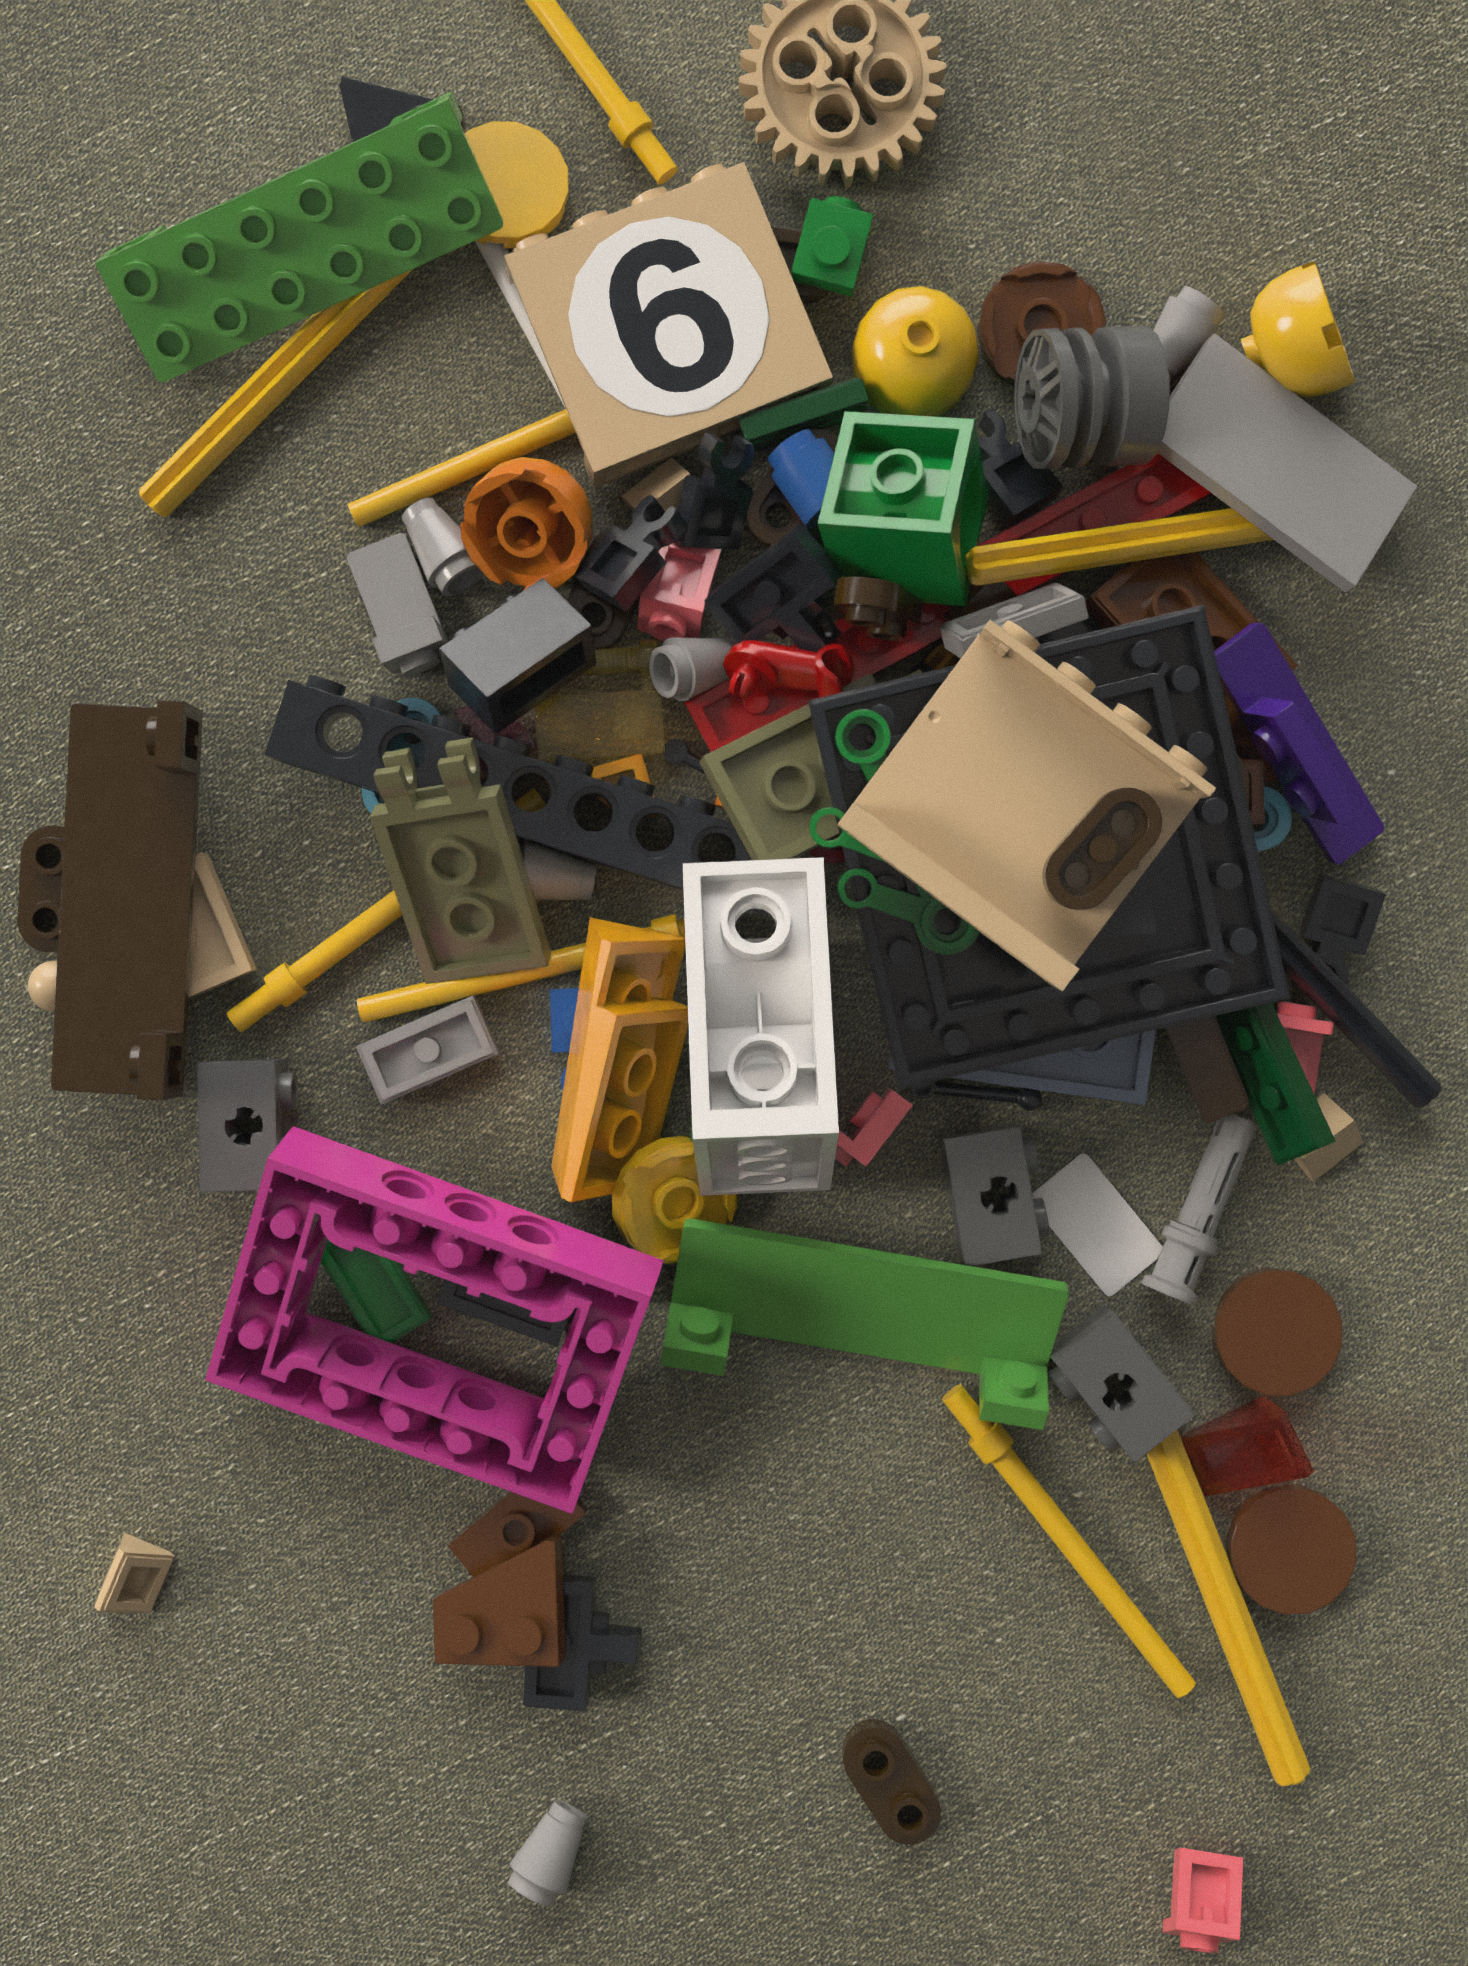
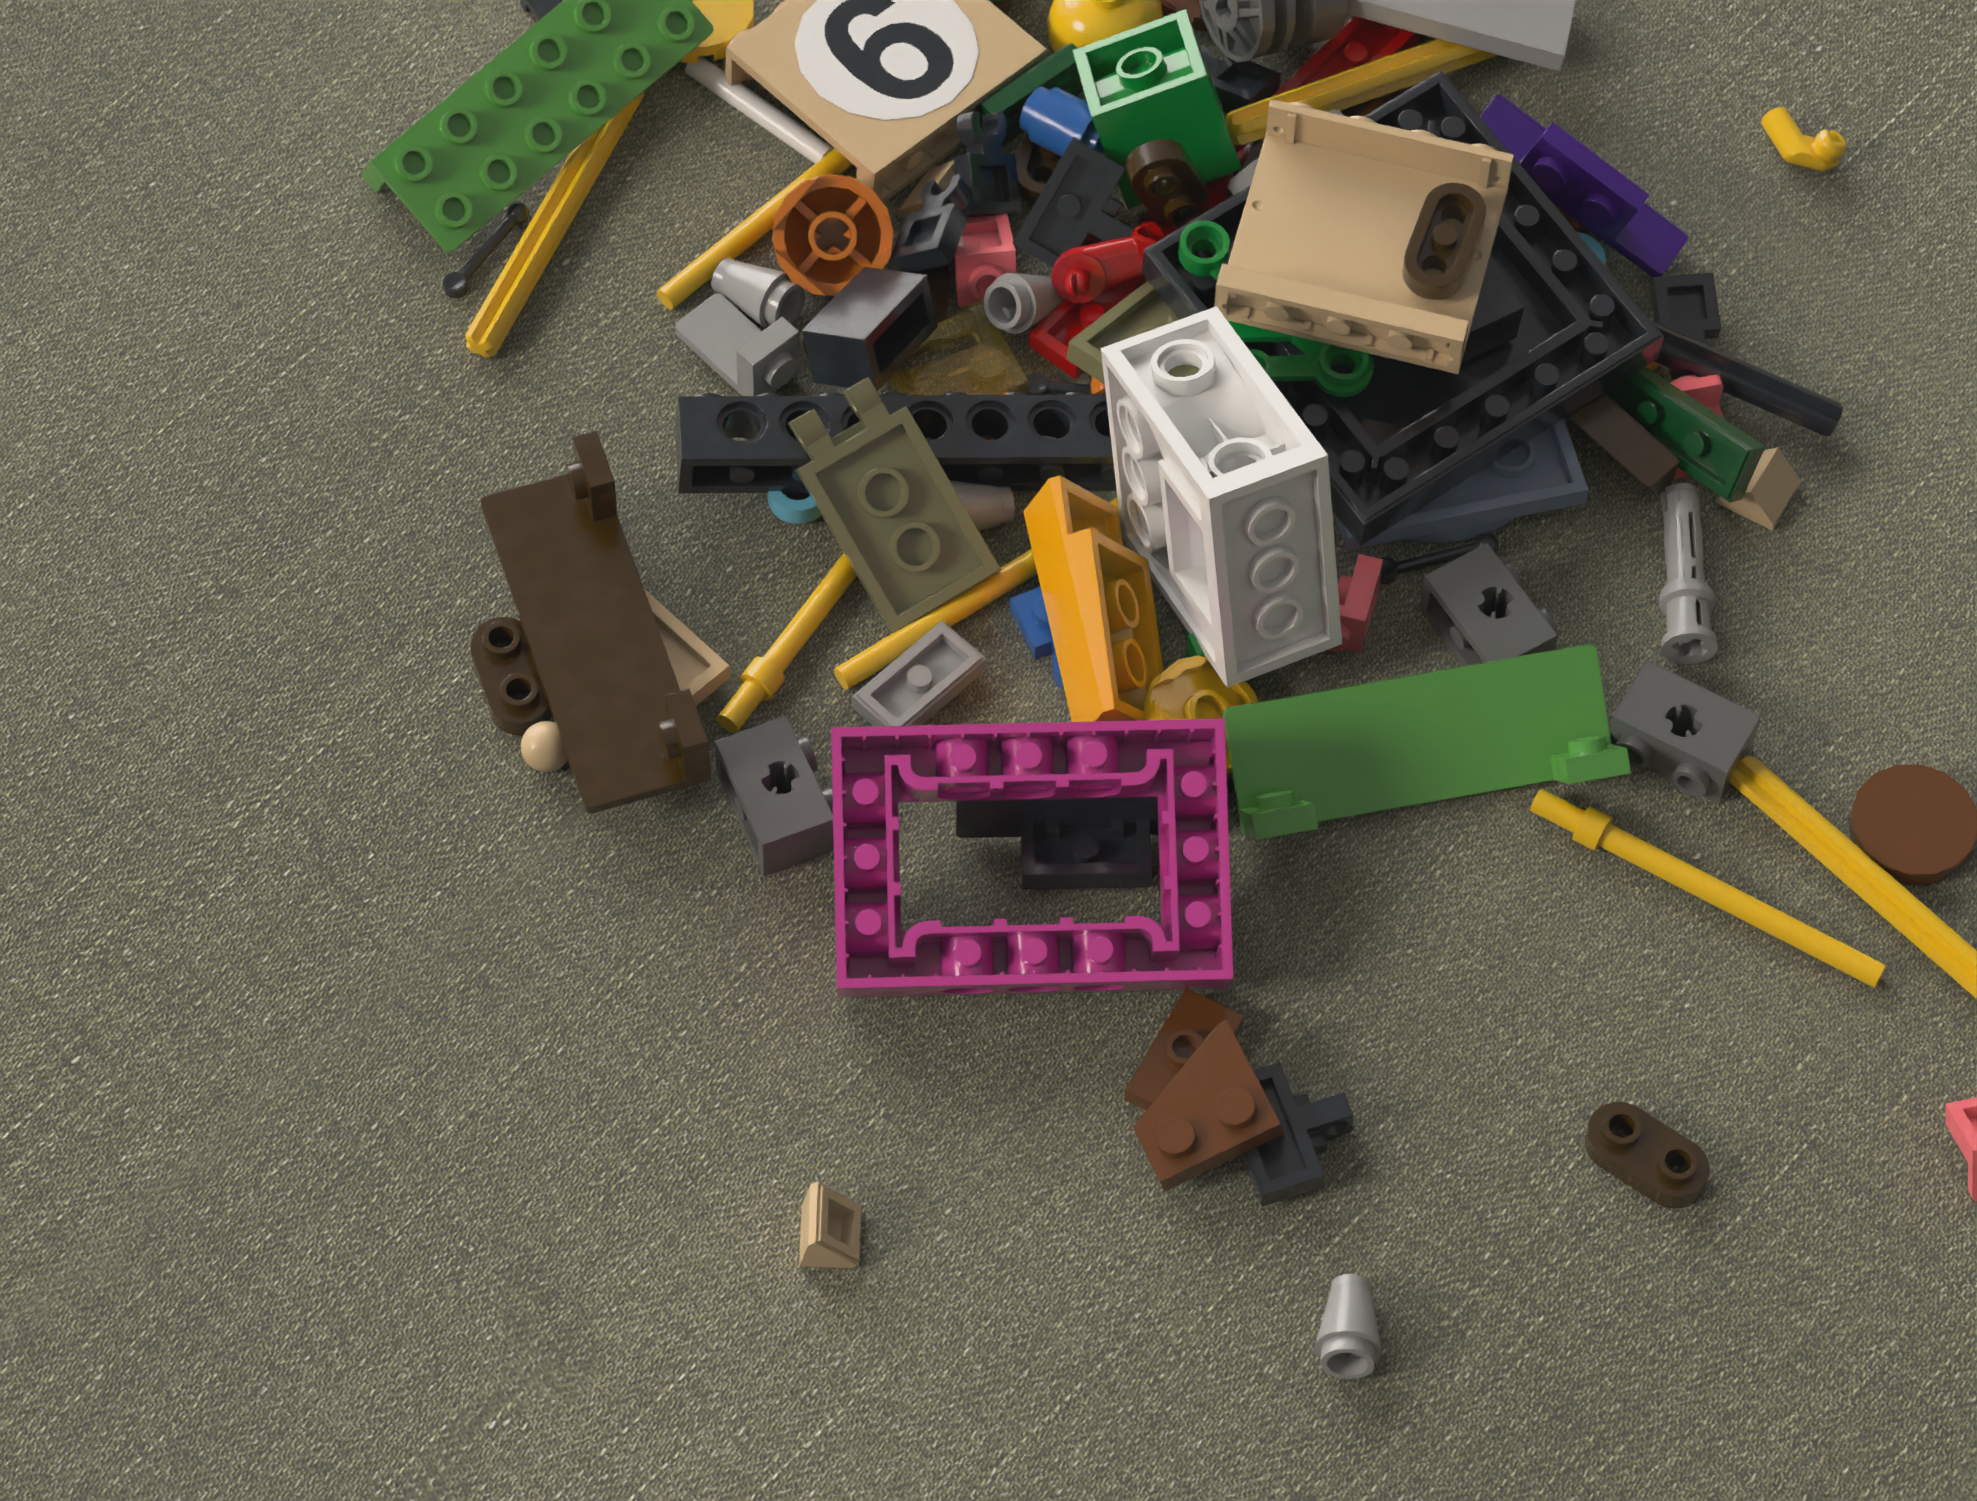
camera: 20 degrees left, 30 degrees down
(160, 417) = (455, 283): none -> black hinge
(376, 1292) = (949, 892): green tile -> none
(1097, 1225) = (1619, 634): white sticker -> none
(1246, 1449) = (1829, 740): clear red slope -> none
(1277, 1332) = (1805, 653): reddish brown tile -> none

